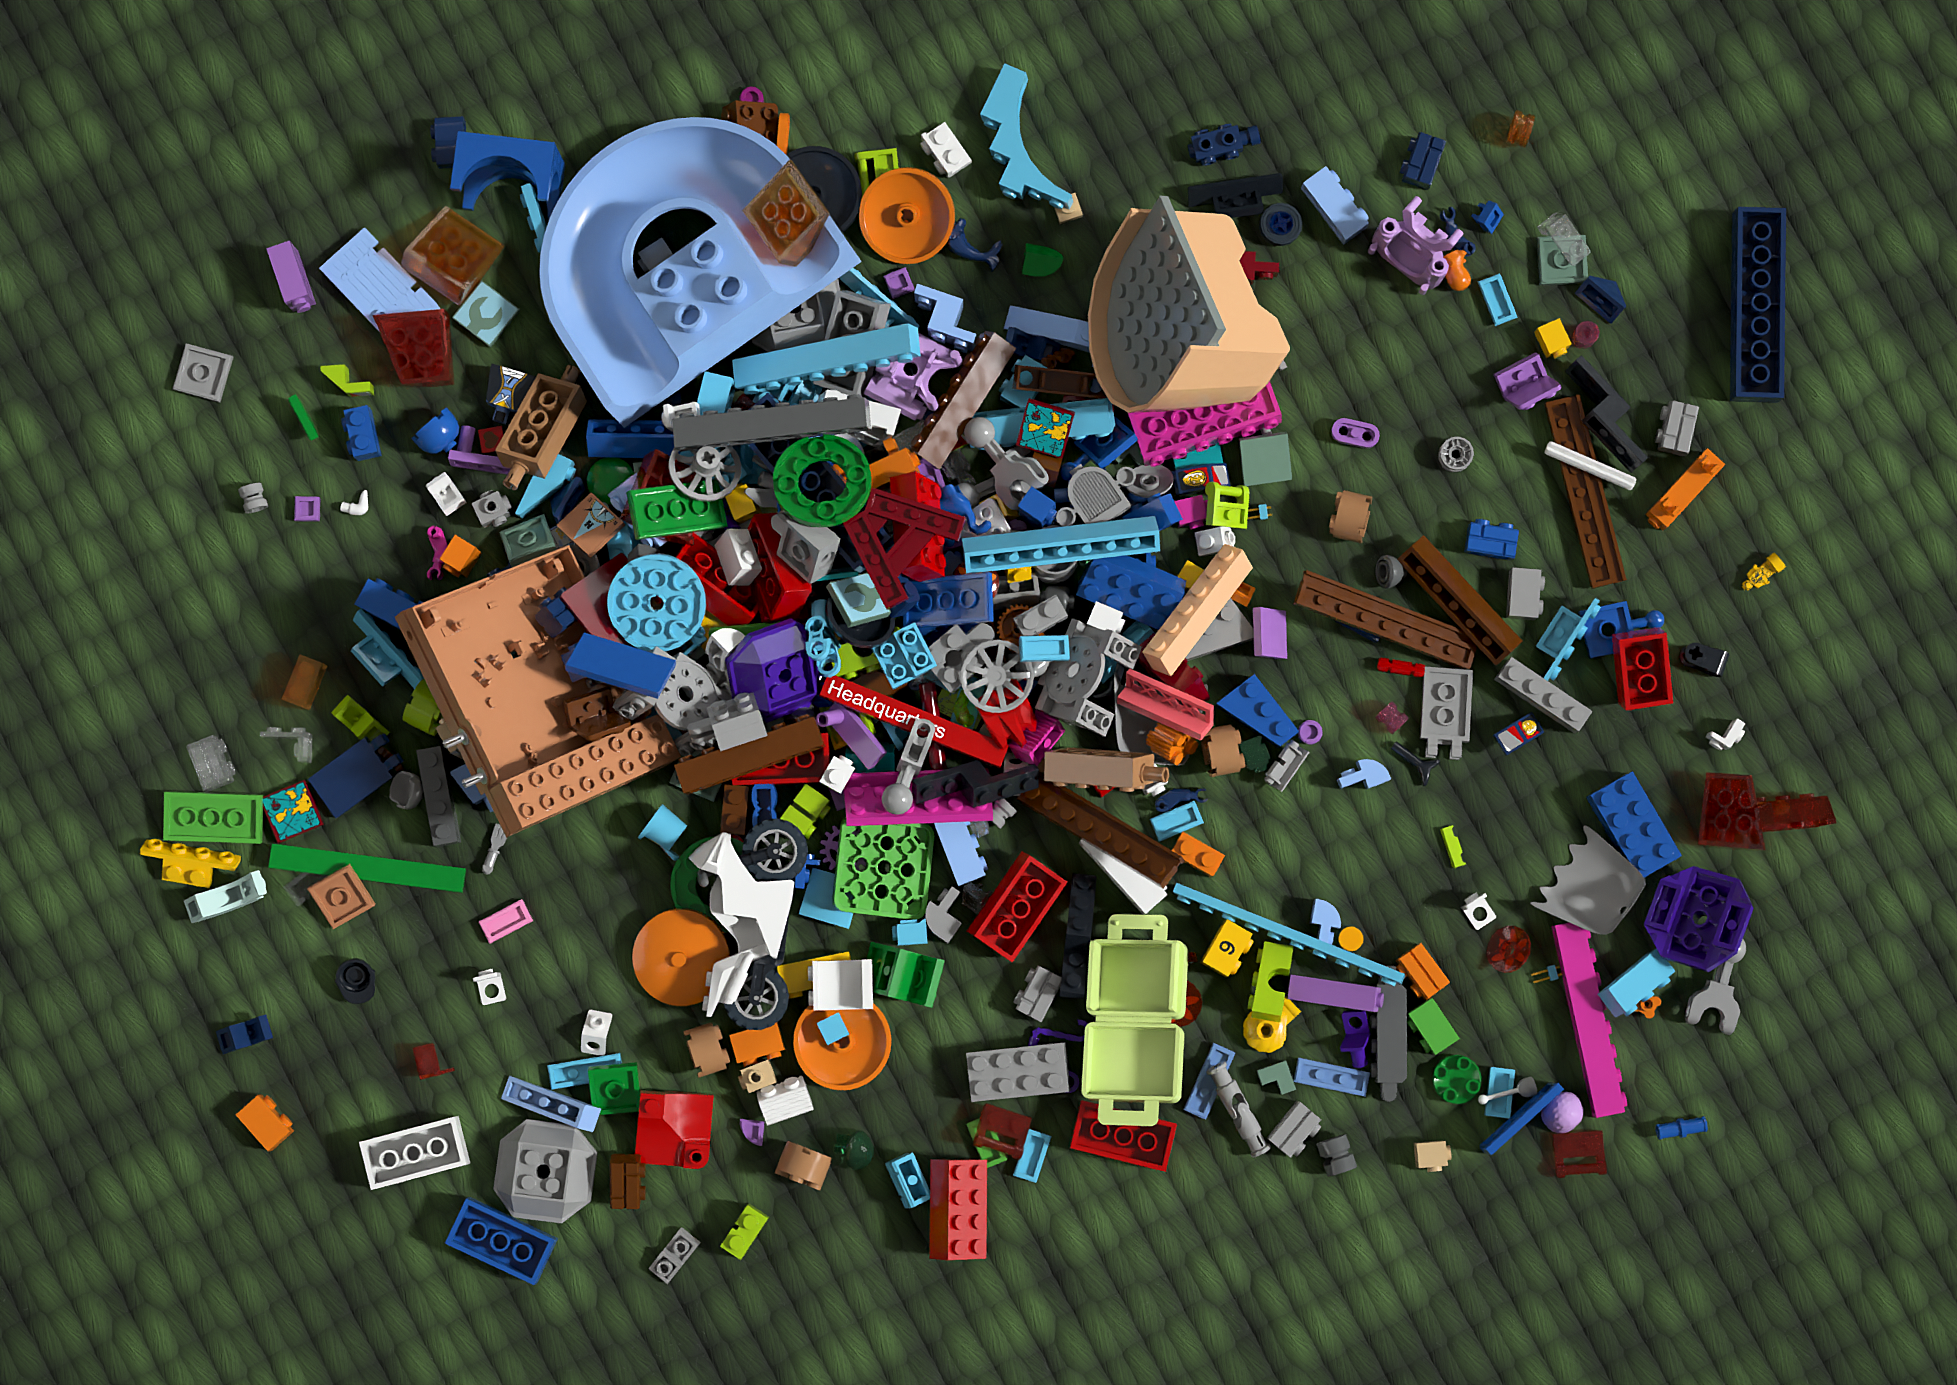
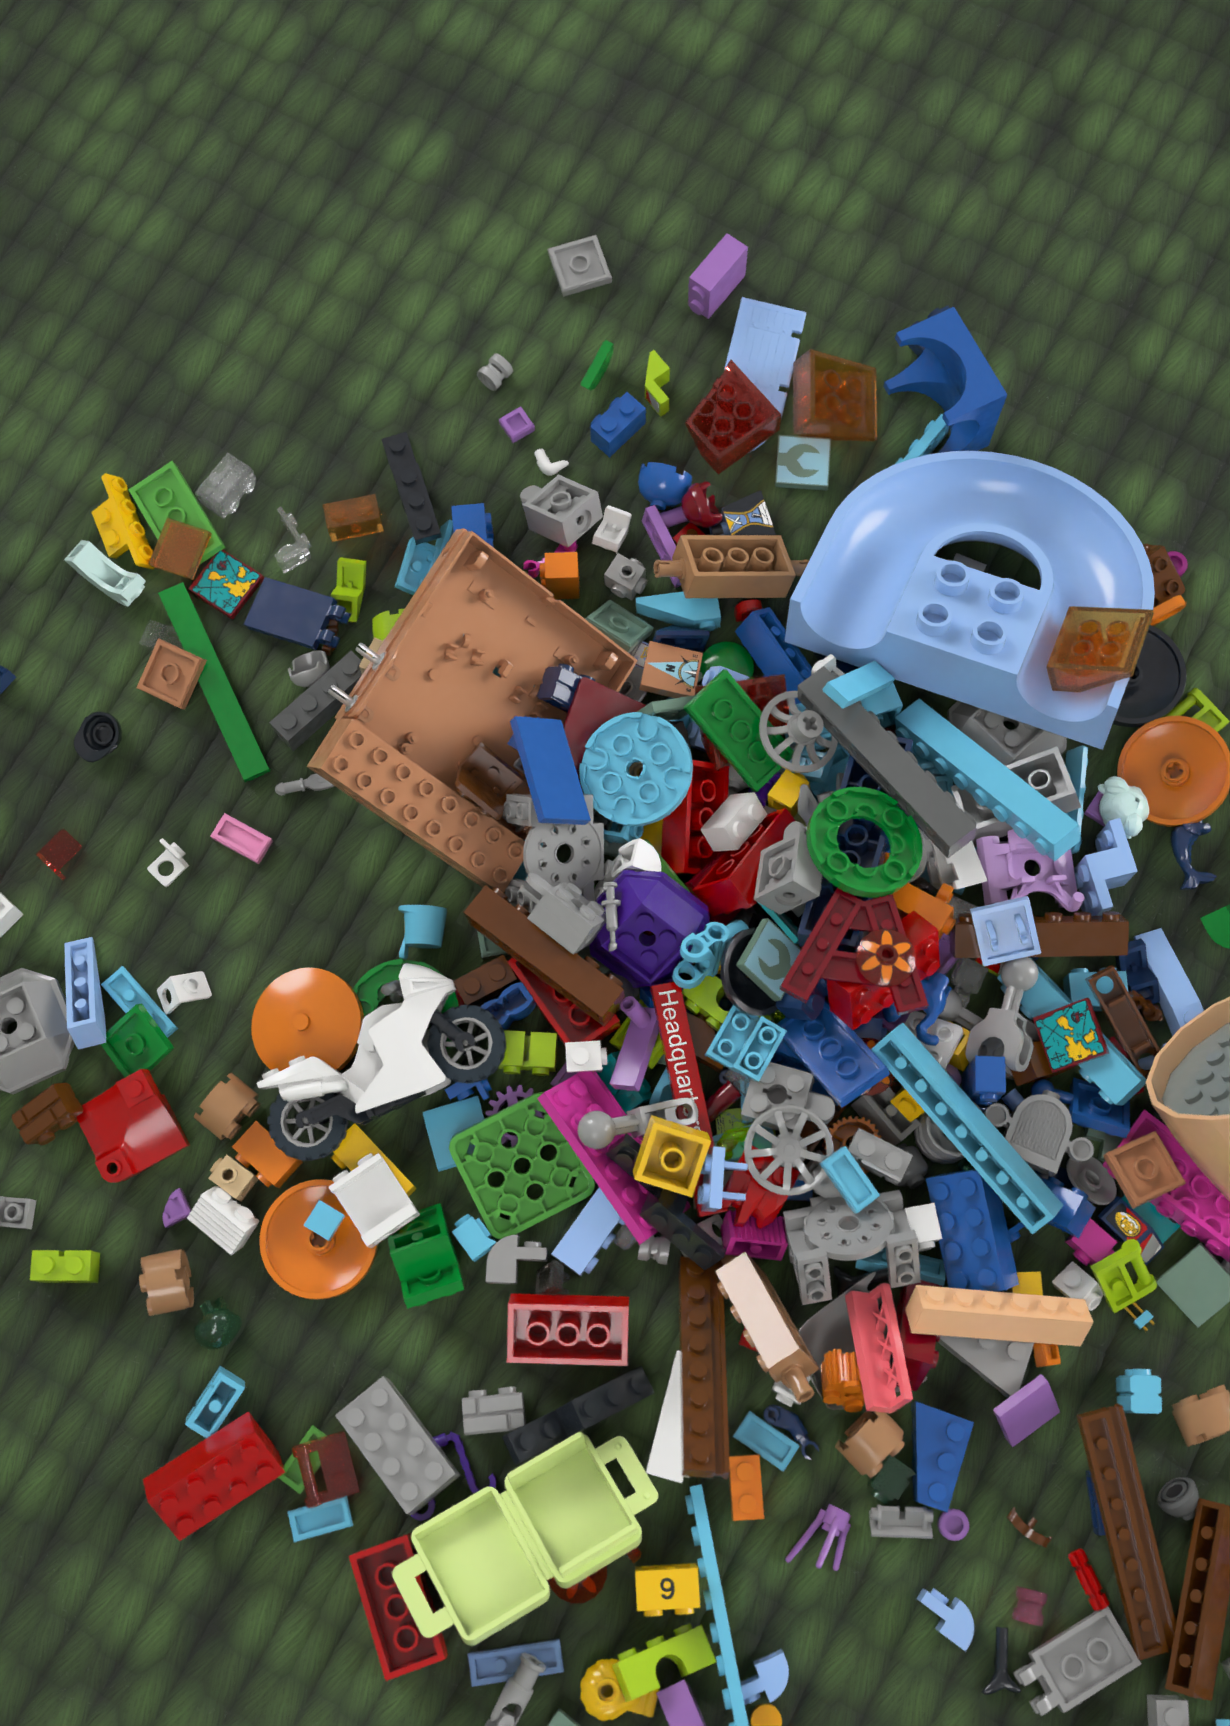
camera: 60 degrees right, 10 degrees down
(242, 829) = (180, 548): none -> clear orange piece
(310, 623) = (411, 488): none -> black bracket
(409, 510) = (561, 509): none -> light grey brick
(472, 418) = (698, 508): none -> dark red hat
(578, 435) = (743, 609): none -> red tile
(624, 551) = (667, 709): none -> sand green tile
(702, 403) = (858, 684): none -> medium azure tile
(752, 689) = (611, 912): none -> light grey piece
(908, 274) = (1123, 803): none -> light aqua hair
(915, 535) = (879, 969): none -> clear red dish
(945, 423) = (1005, 931): none -> light blue plate
(949, 759) = (671, 1156): none -> yellow brick
(991, 748) = (711, 1191): none -> light blue plate
(1166, 442) = (1144, 1169): none -> nougat tile
(1258, 810) = (835, 1523): none -> medium lavender plant
(1306, 550) = (1139, 1392): none -> medium azure brick
(1345, 685) = (1027, 1530): none -> reddish brown piece

